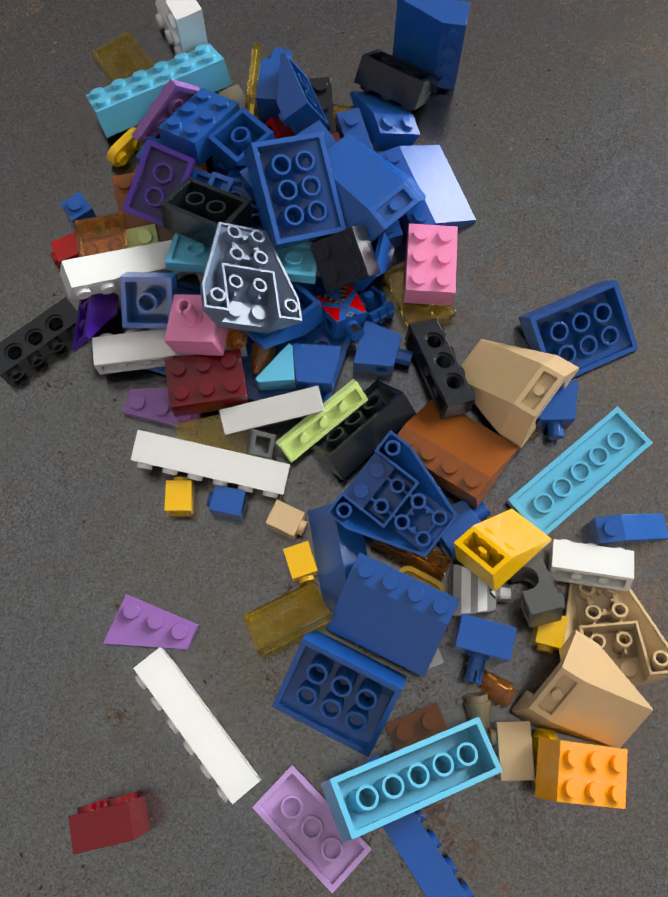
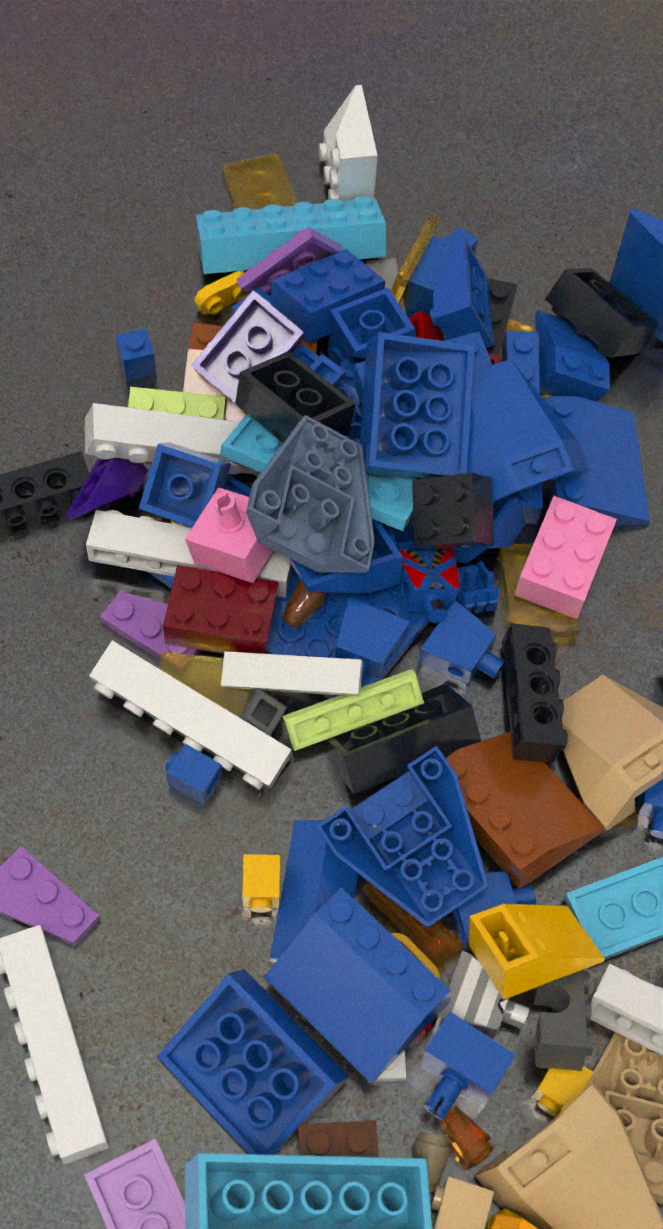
camera: 15 degrees right, 10 degrees down
(64, 249) = (104, 391): red brick -> none
(101, 234) = (154, 387): clear orange slope -> none
(179, 497) = (134, 747): yellow brick -> none
(236, 339) = (278, 567): clear orange plate -> none
(279, 373) = (317, 630): medium azure slope -> none
(286, 520) = (261, 822): tan brick -> none
(287, 618) = (218, 945): clear yellow tile -> none

